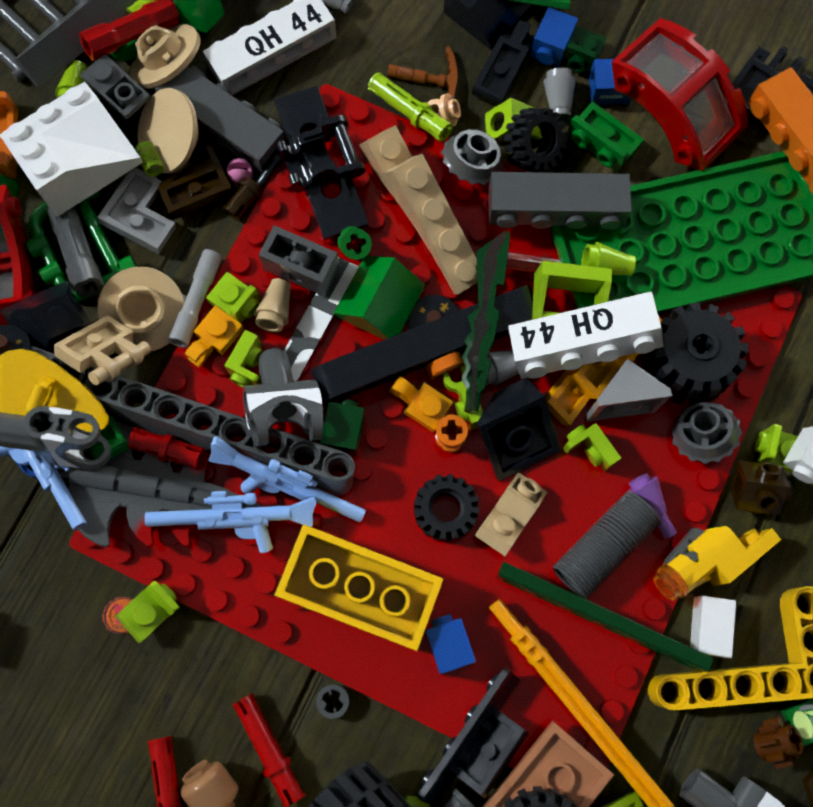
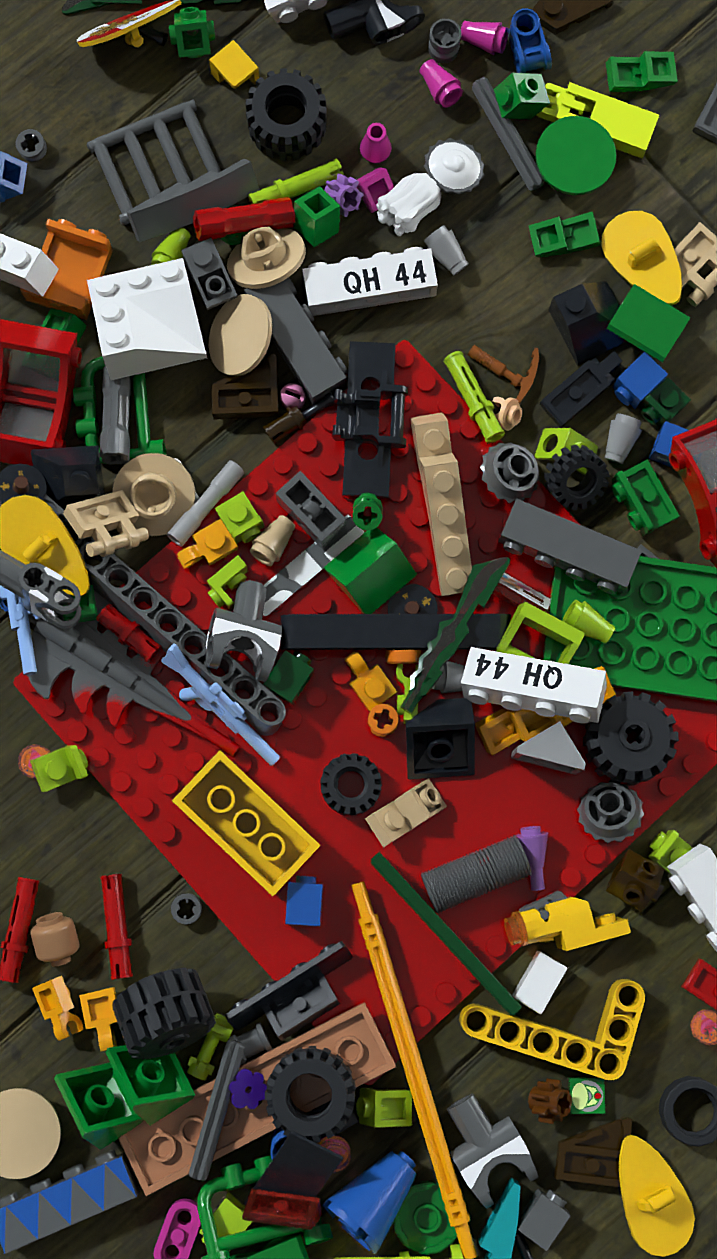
camera: 20 degrees right, 5 degrees up
(130, 212) = (176, 400): light grey plate -> none
(150, 162) = (214, 362): lime piece -> none
(228, 513) = (160, 712): light blue piece -> none
(598, 449) = (507, 787): lime bracket -> none

